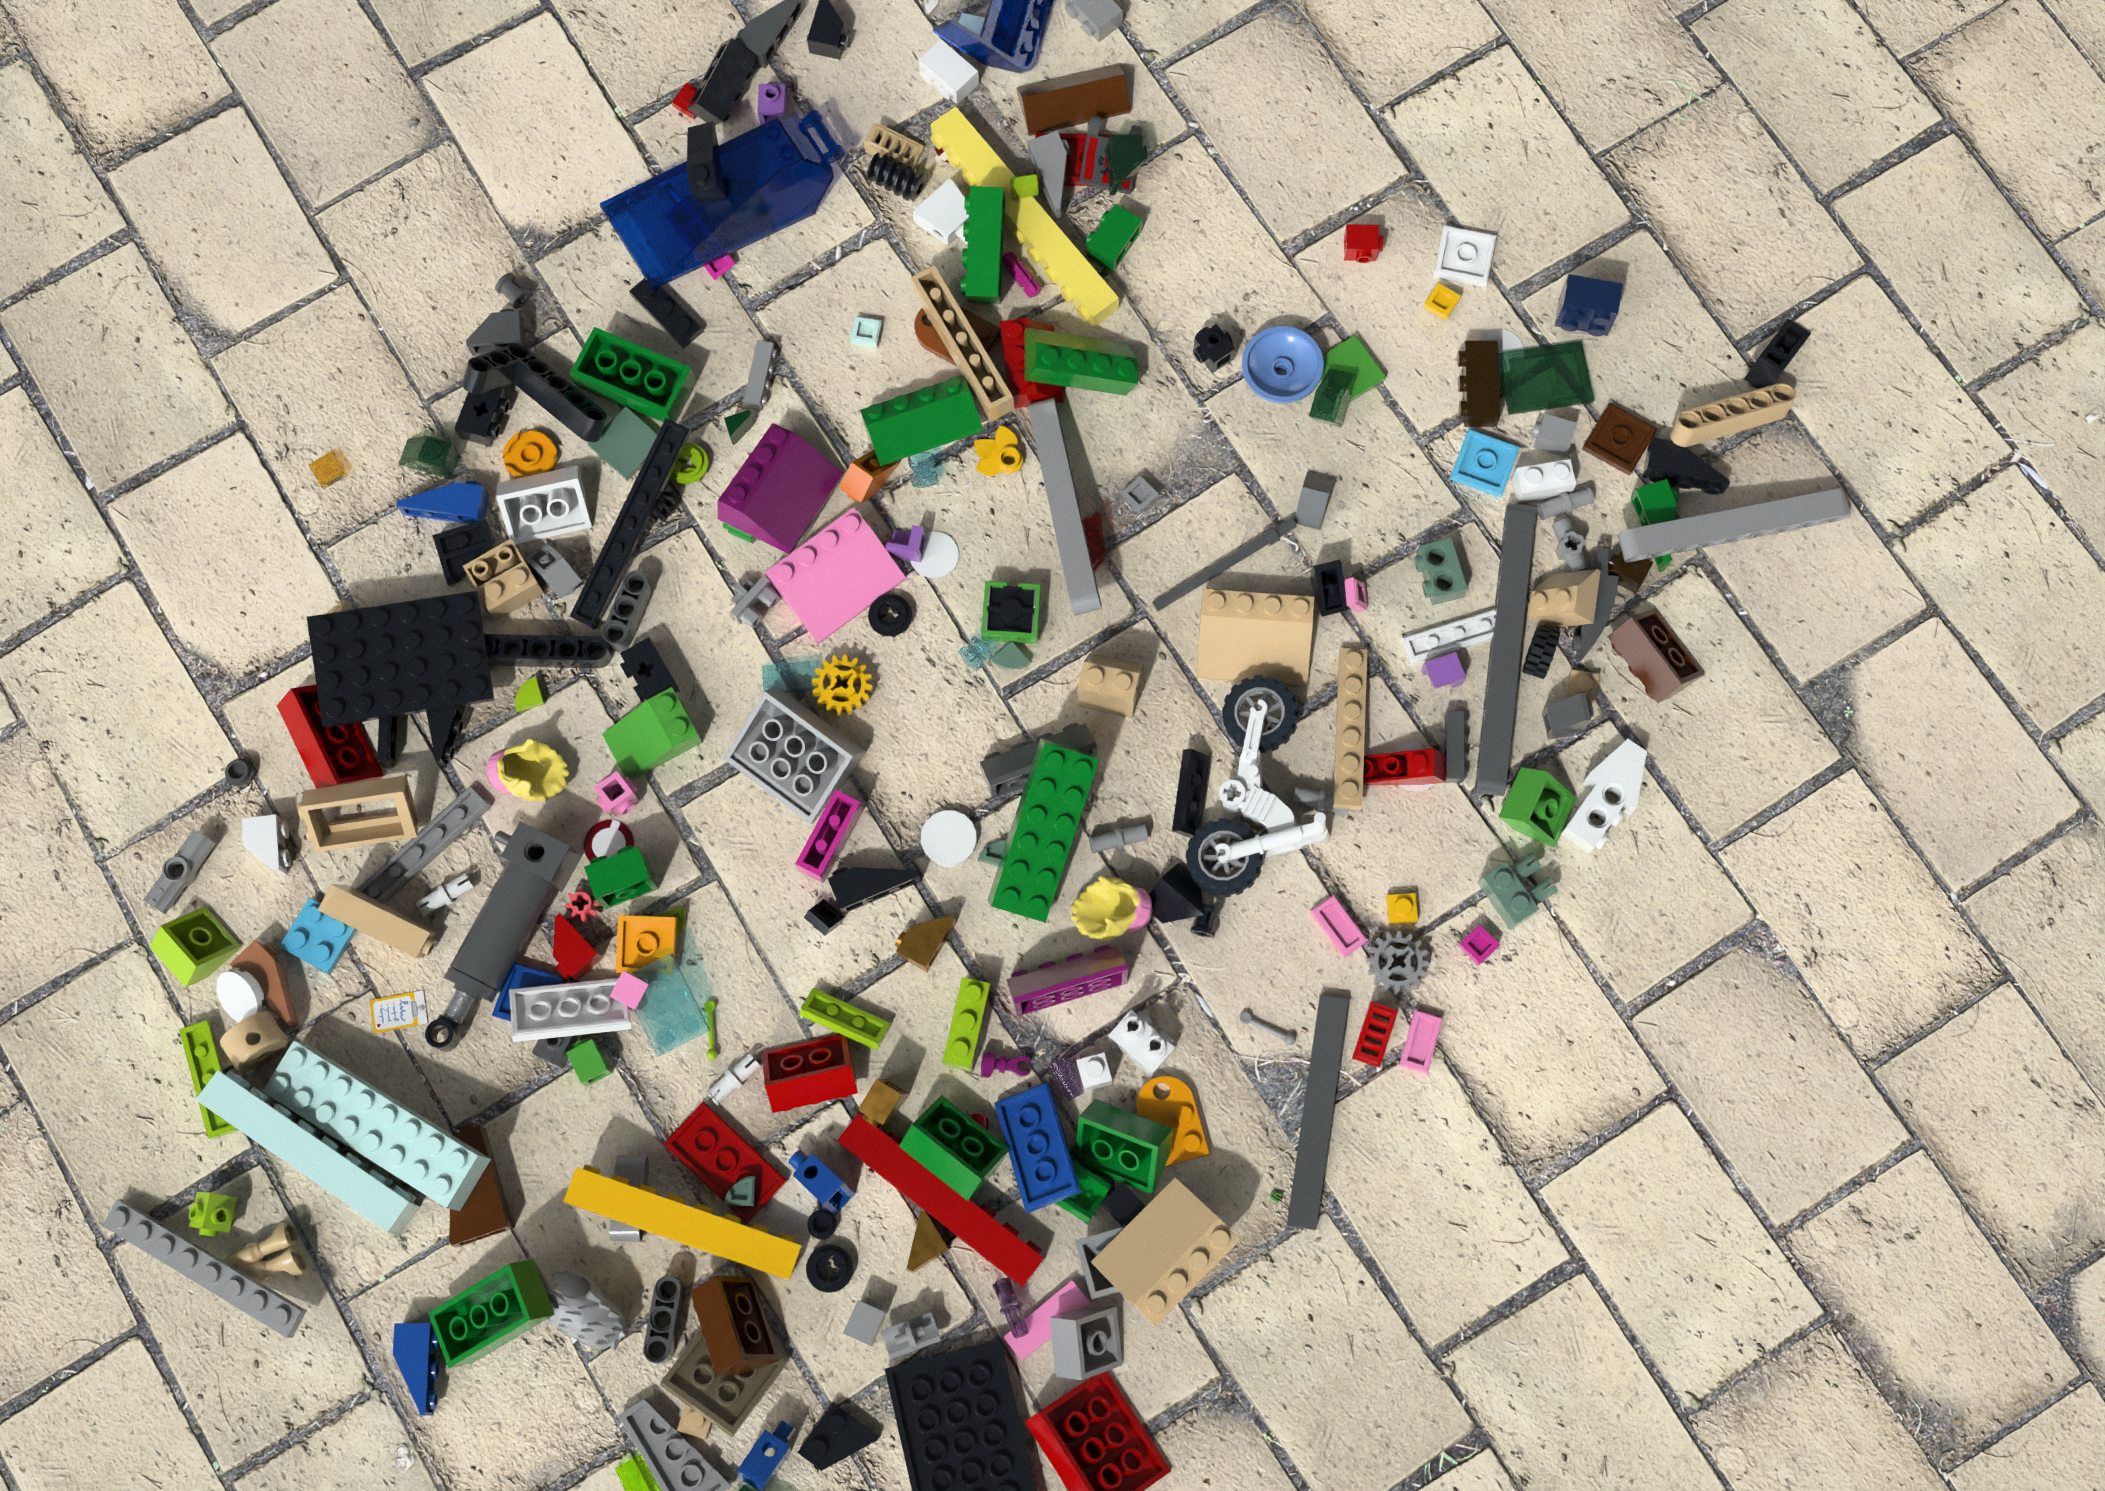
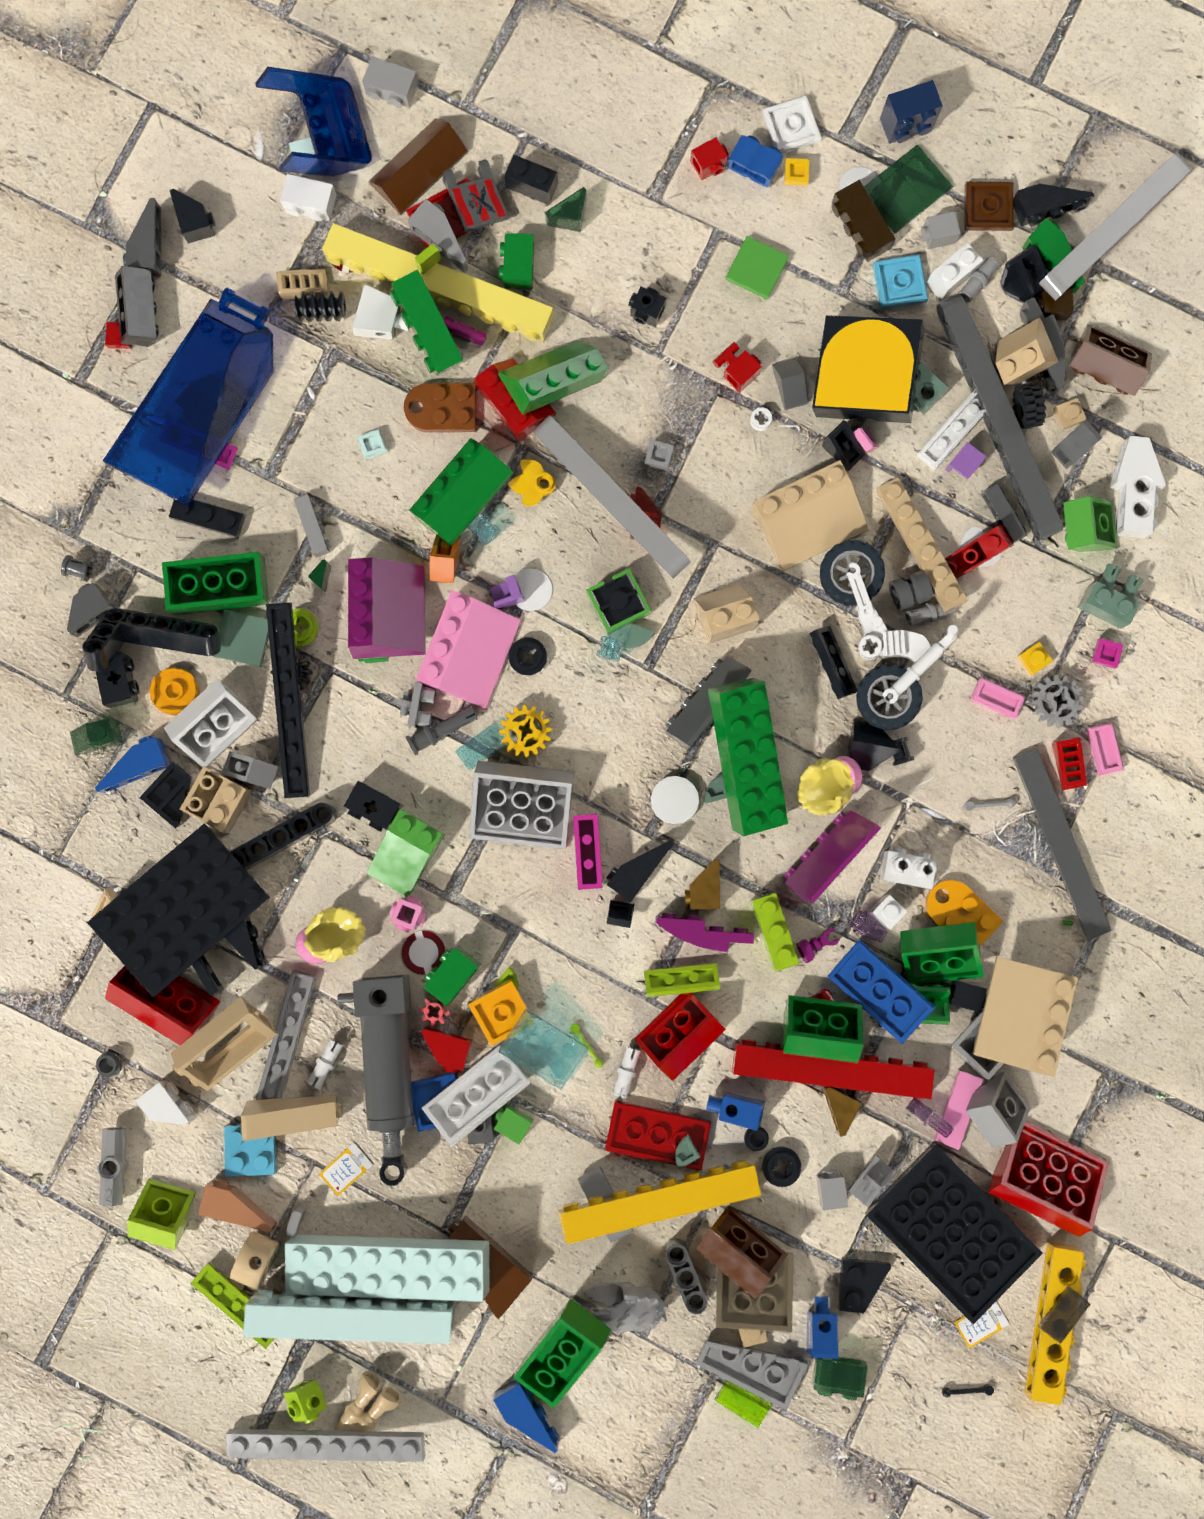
camera: 30 degrees left, 10 degrees up
(239, 994) = (221, 1231): white tile -> none
(317, 1031) = (295, 1221): none -> light grey tile
(327, 470) = (23, 792): clear yellow tile -> none
(529, 695) = (292, 876): lime tile -> none
(627, 598) = (319, 759): dark grey beam -> none
(629, 989) = (513, 1055): bright pink tile -> none
(704, 163) = (168, 381): black slope -> none
(747, 636) = (429, 736): none -> dark grey pin
(771, 101) = (185, 301): medium lavender brick -> none
(882, 1102) = (750, 1026): pearl gold slope -> none
(887, 978) = (693, 931): none -> magenta slope
(962, 343) = (456, 412): tan brick -> none
(1118, 838) = (800, 727): light grey pin -> none
(1124, 159) = (489, 193): clear green slope -> none
(1173, 169) = (531, 179): none -> black brick
(1192, 219) = (569, 212): none -> clear green slope
(1255, 518) = (767, 415): none -> white bush
(1268, 537) = (774, 432): dark grey bar -> none
(1270, 459) = (740, 369): none -> red brick
(1286, 350) = (708, 276): medium blue dish -> none
(1311, 766) = (914, 589): none -> dark grey wheel
(1332, 398) = (761, 294): clear green slope -> none
(1396, 525) = (868, 368): none -> yellow tile
(1406, 269) = (755, 160): none -> blue brick
(1566, 535) = (994, 305): light grey axle -> none
(1610, 519) = (1023, 274): none -> black slope
(1732, 414) = (1066, 139): tan beam -> none
(1777, 355) = (1070, 74): black slope -> none

